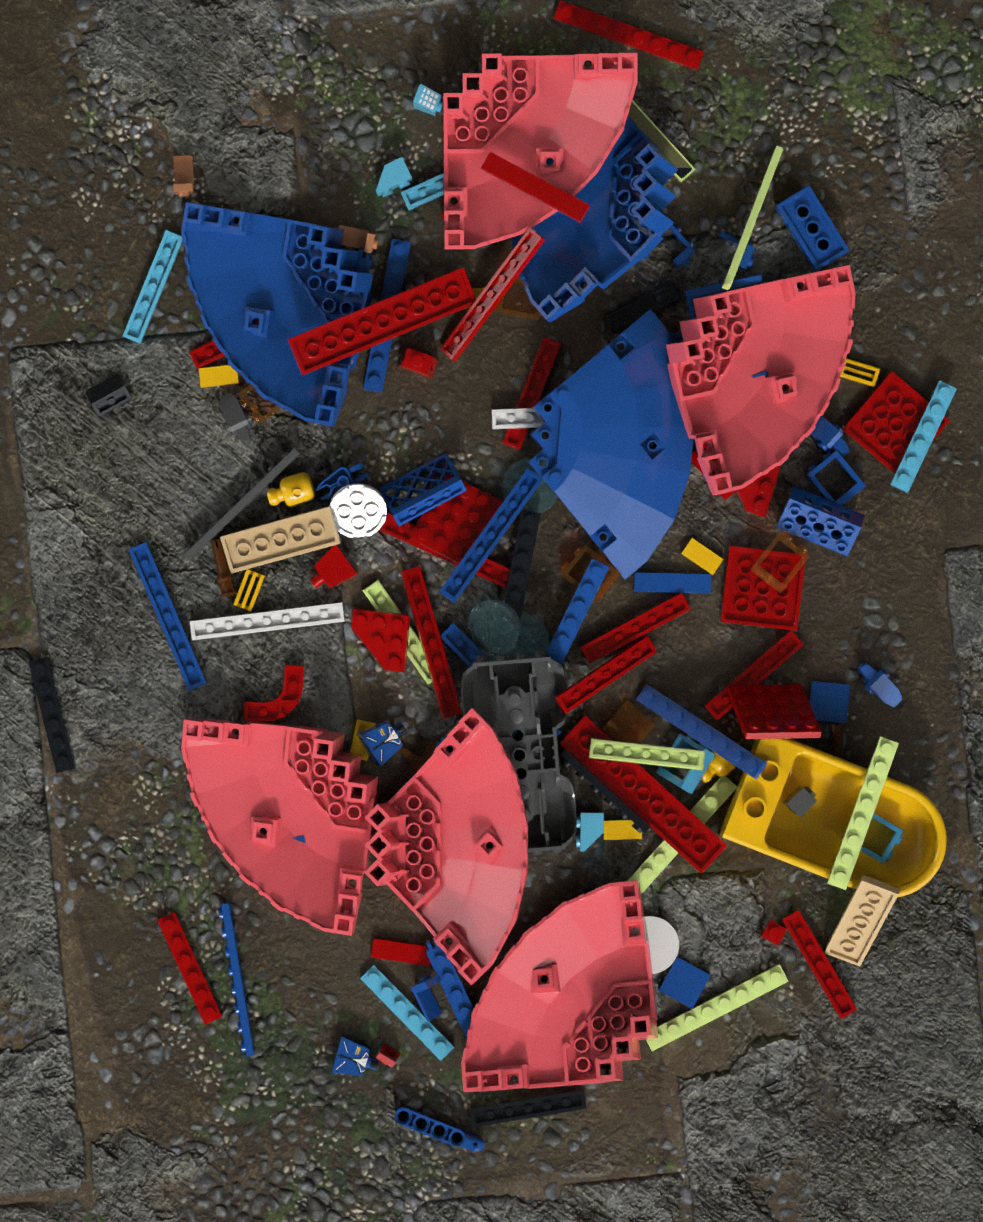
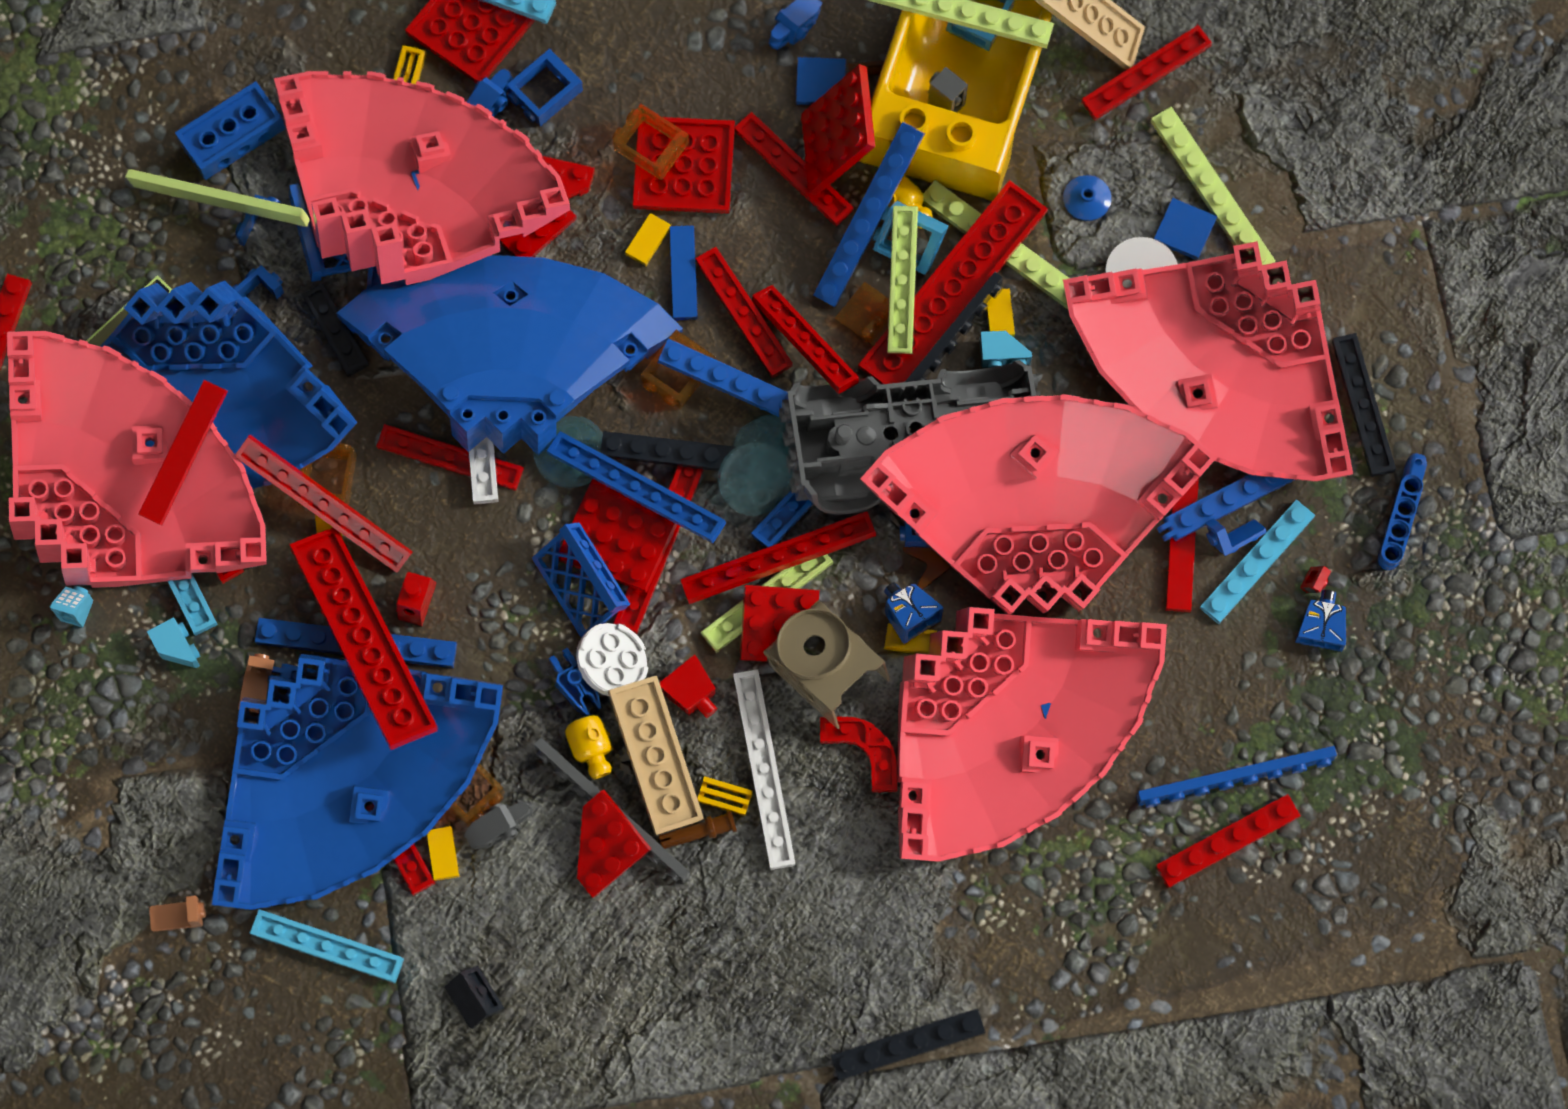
camera: 90 degrees left, 15 degrees down
(167, 616) = (765, 898): blue plate -> none
(214, 499) = (606, 844): none -> red plate
(332, 681) = (824, 676): none -> dark tan piece
(711, 898) = (1087, 208): none -> blue dish
(774, 932) = (1112, 128): red plate -> none
(820, 521) = (596, 97): blue brick -> none

